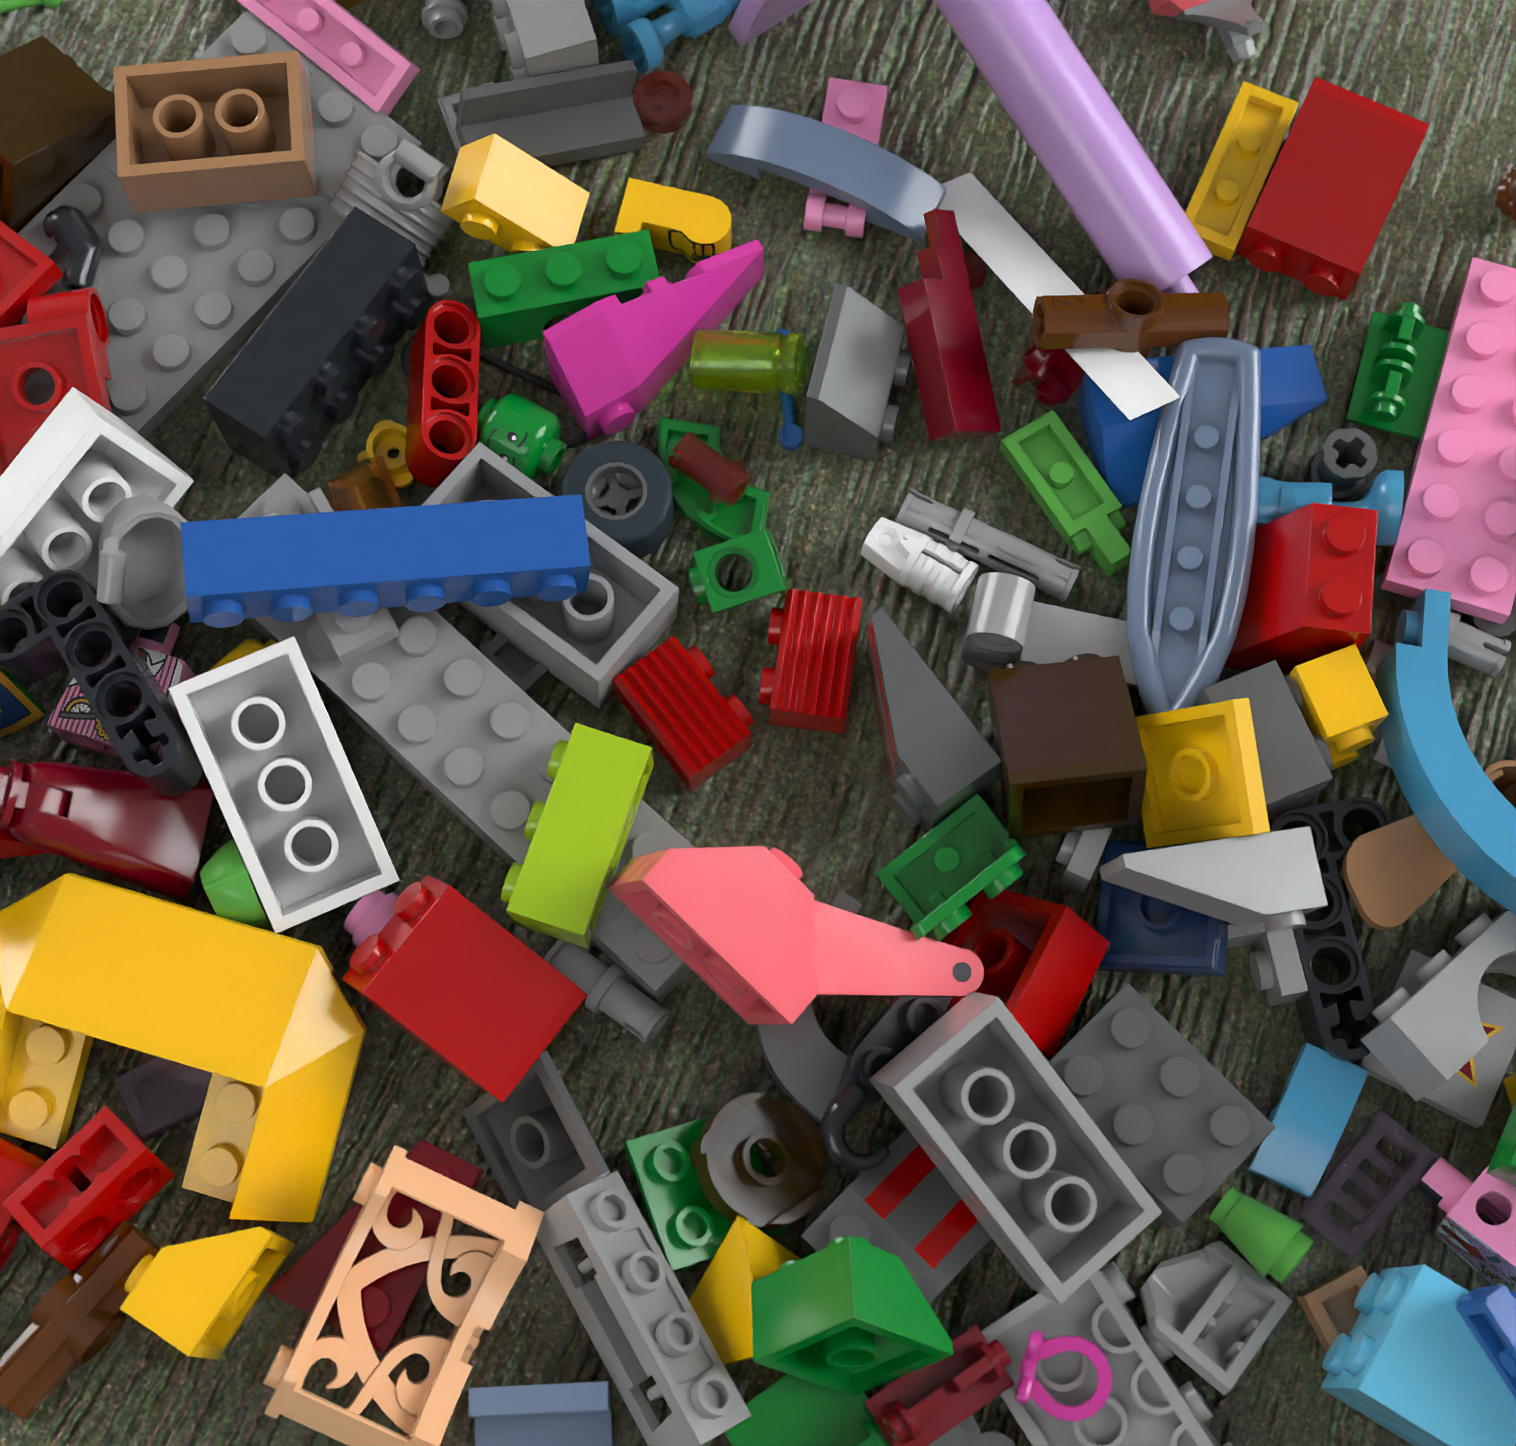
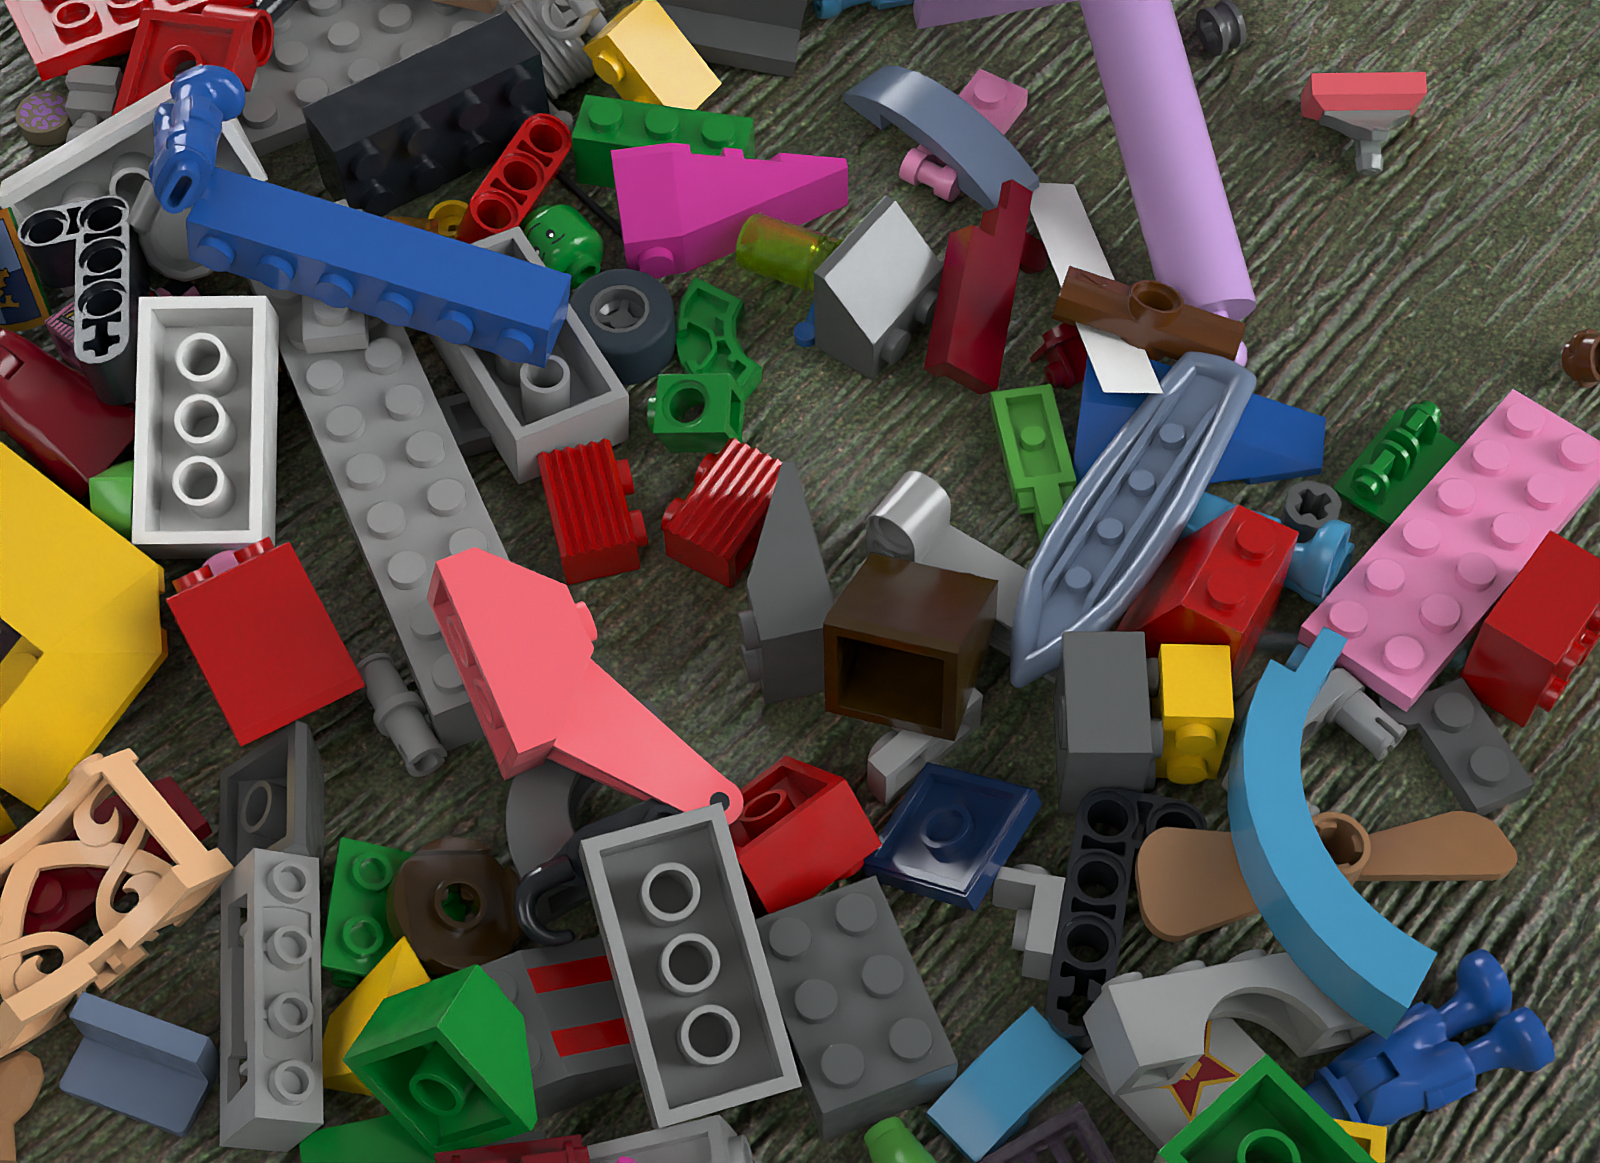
camera: 25 degrees right, 15 degrees down
(132, 495) = (190, 133): none -> blue piece
(578, 834) = (388, 574): lime brick -> none
(663, 101) = (826, 46): clear red tile -> none
(676, 219) = (785, 124): yellow leg -> none
(710, 470) = (719, 334): clear red pin -> none
(919, 563) = (860, 461): white hinge -> none
(952, 866) = (765, 725): green bracket -> none
(987, 544) = (921, 454): light grey pin -> none
(1201, 774) = (1023, 703): yellow plate -> none
(1232, 879) = (1013, 808): light grey slope -> none
(1239, 167) = (1320, 252): yellow plate -> none
(1331, 189) = (1397, 286): red slope -> none

